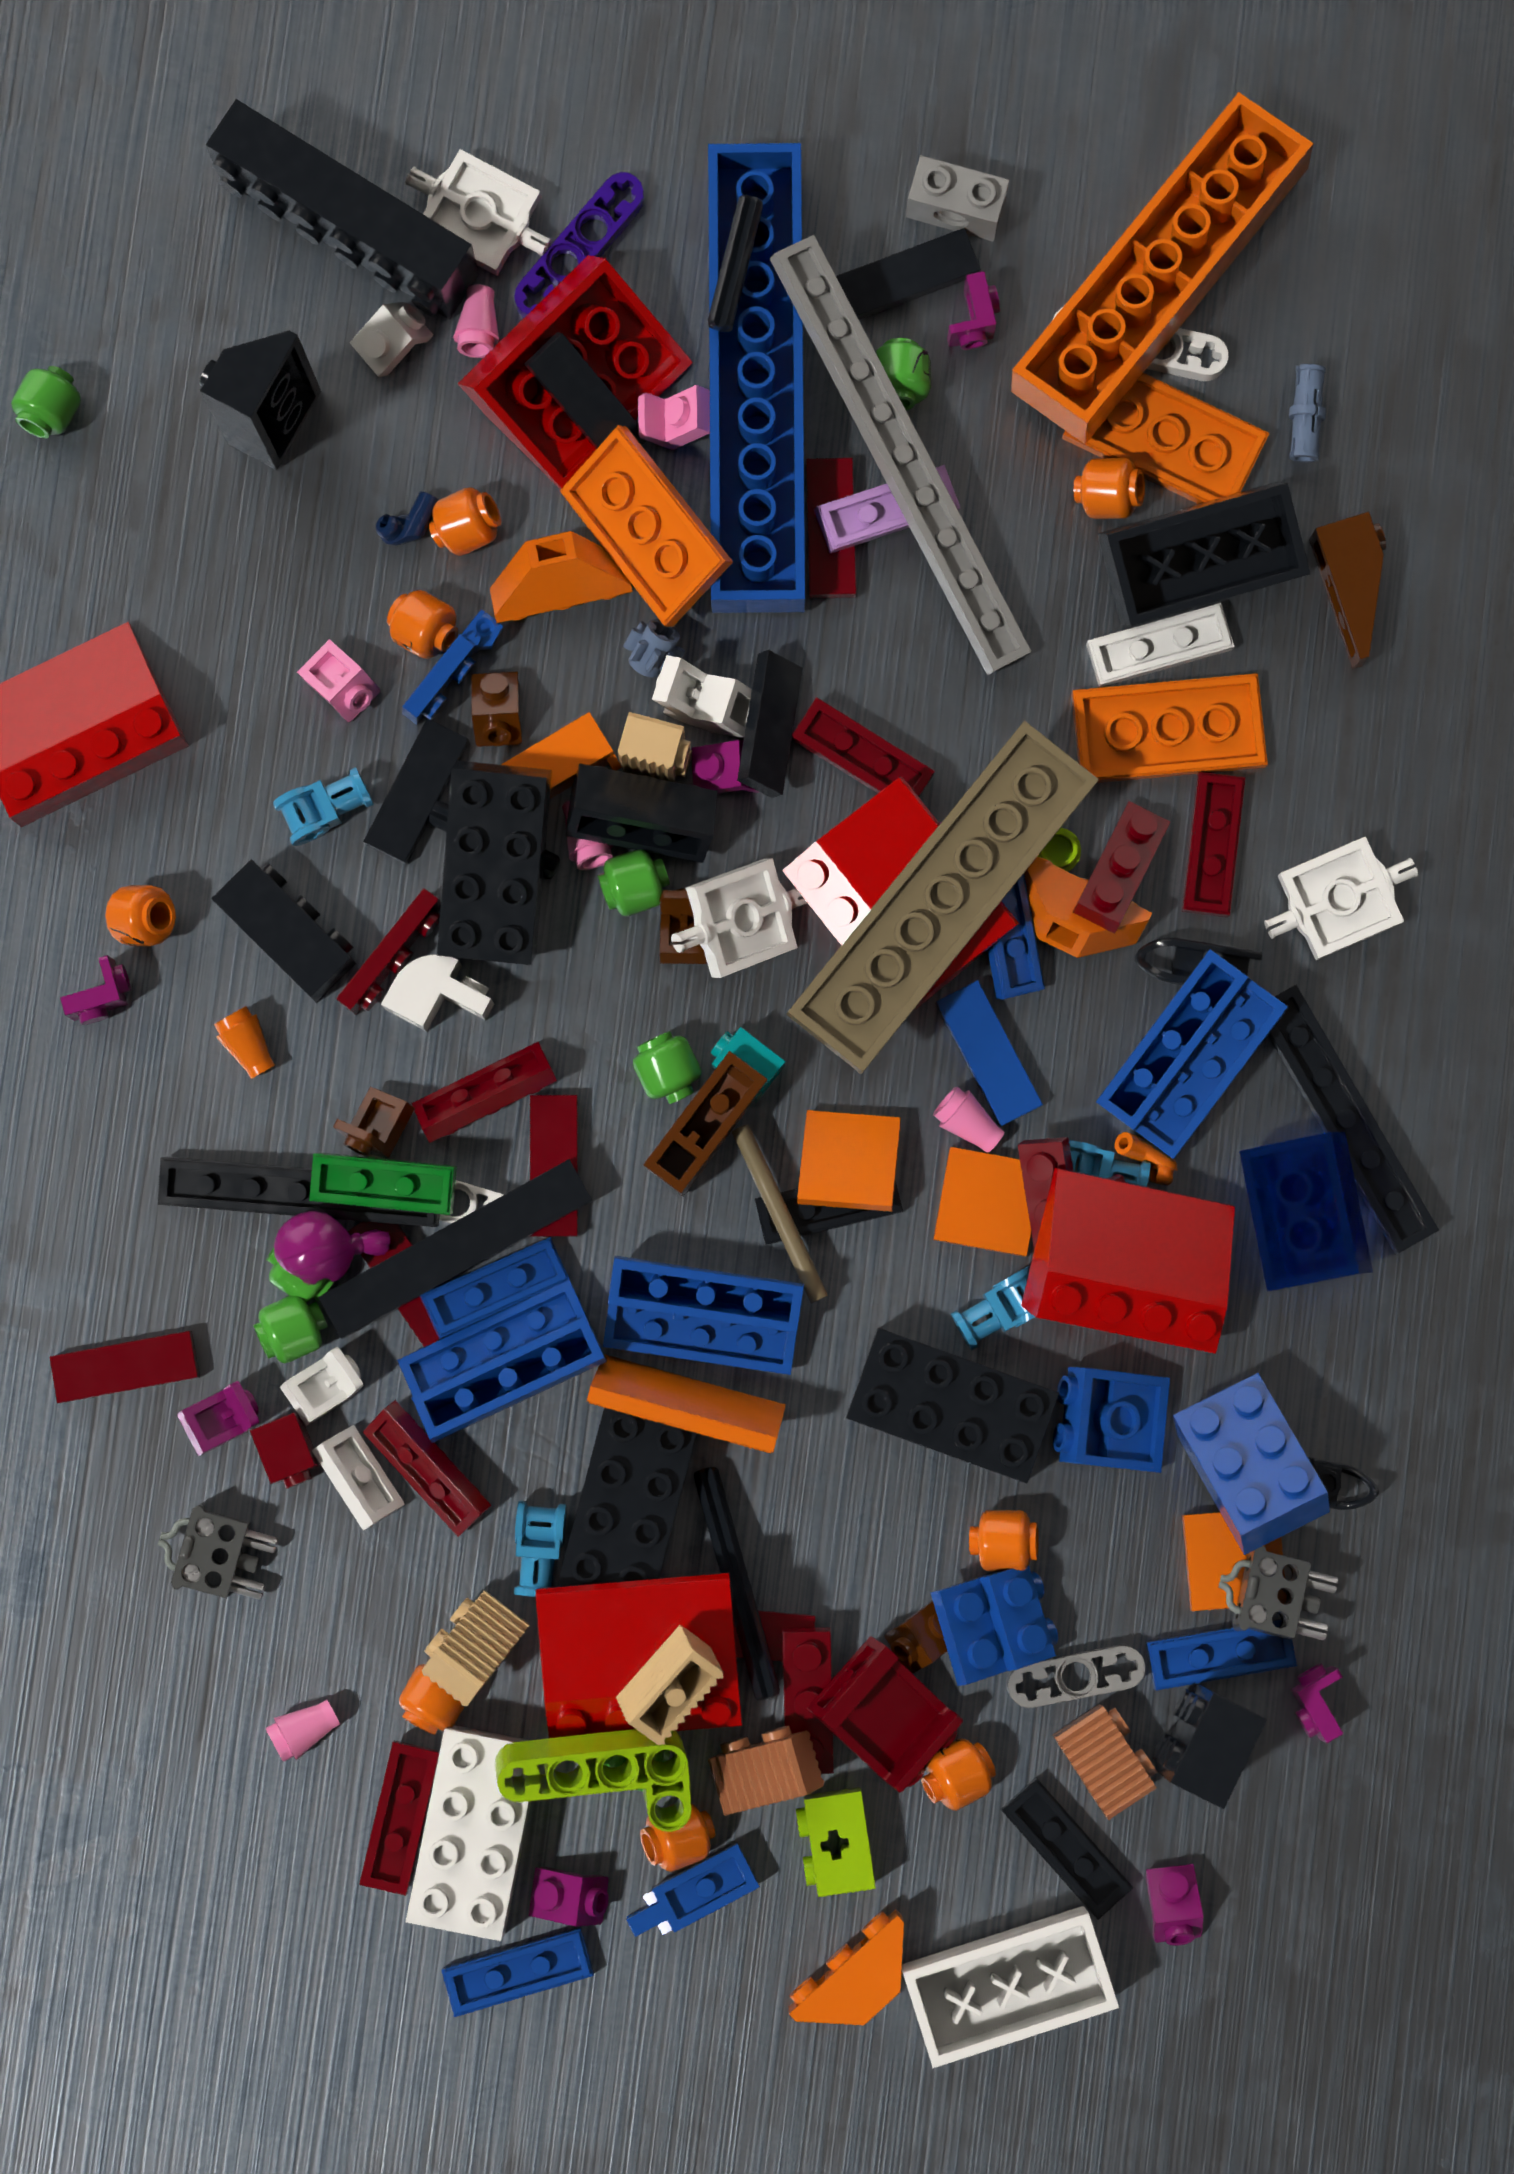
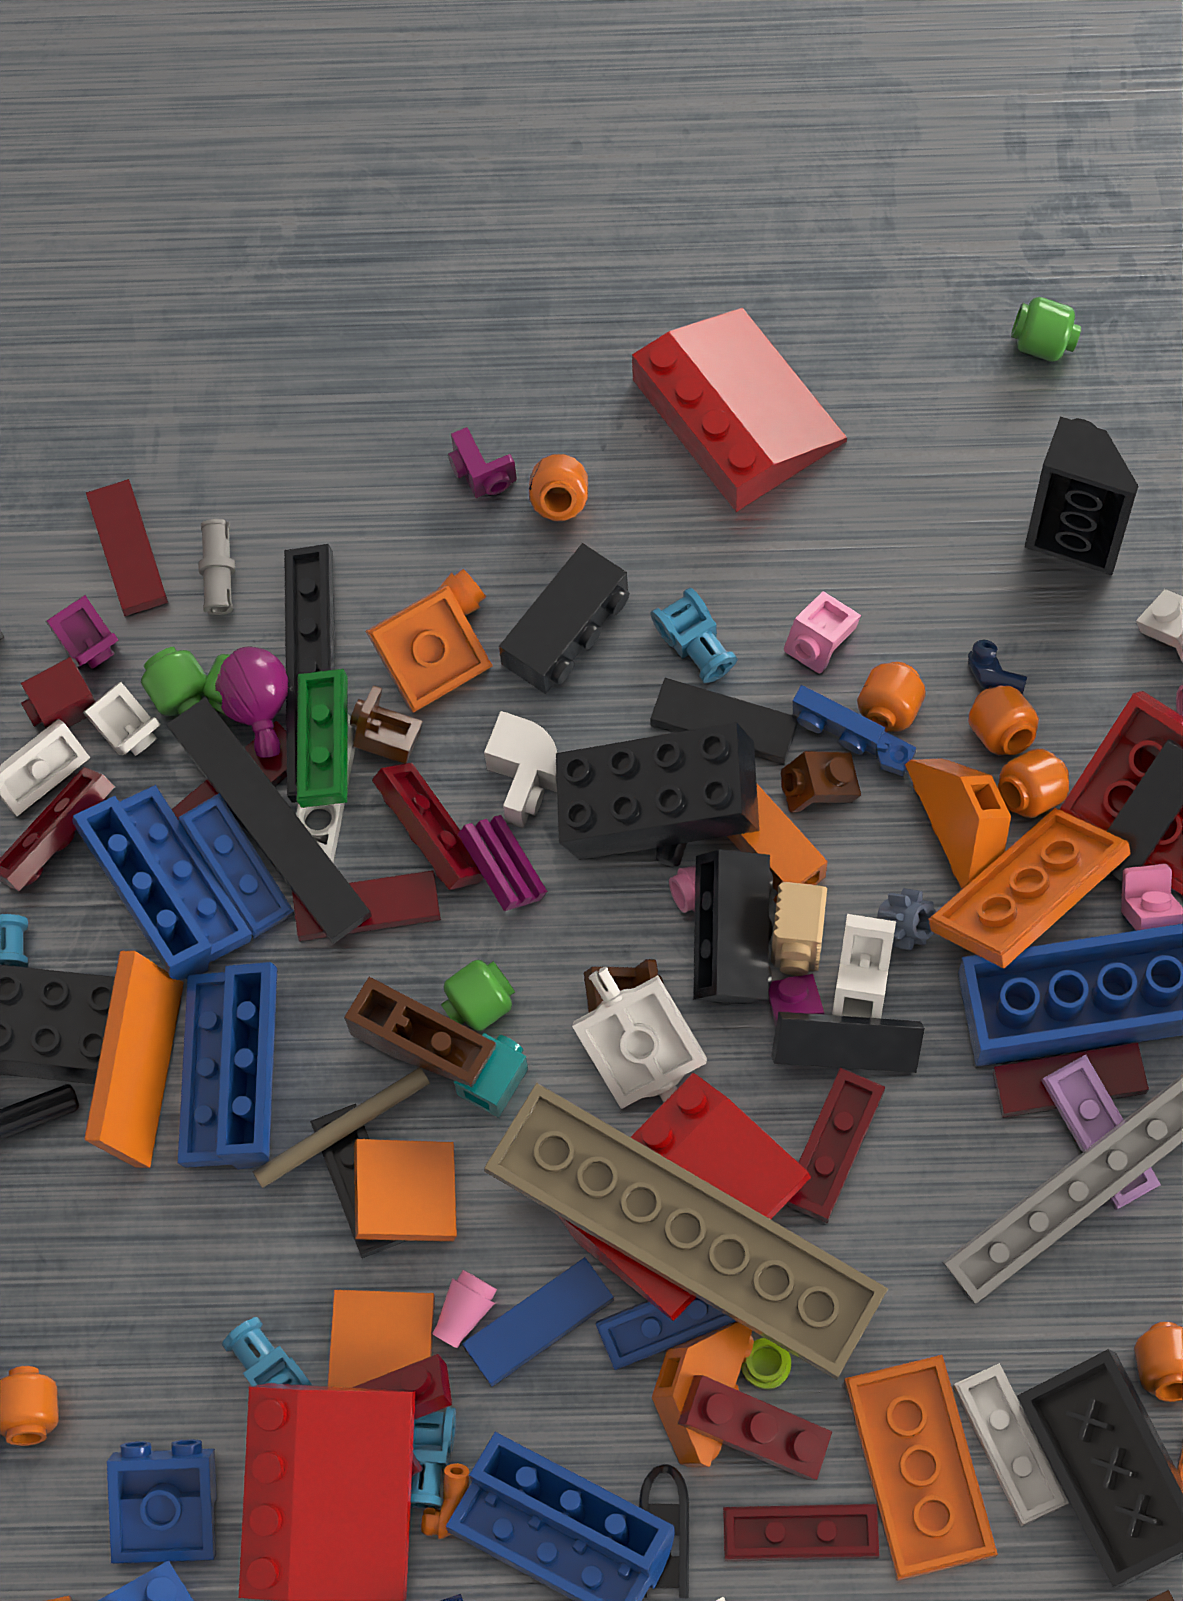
camera: 85 degrees right, 15 degrees down
(165, 1275) = (216, 567): none -> light grey pin
(296, 1068) = (429, 648): none -> orange tile
(391, 953) = (550, 713): dark red plate -> none
(531, 1020) = (508, 860): none -> magenta tile
(534, 504) = (1034, 783): none -> orange head
(633, 882) = (661, 933): bright green head -> none
(952, 1405) = (160, 1330): black brick -> none

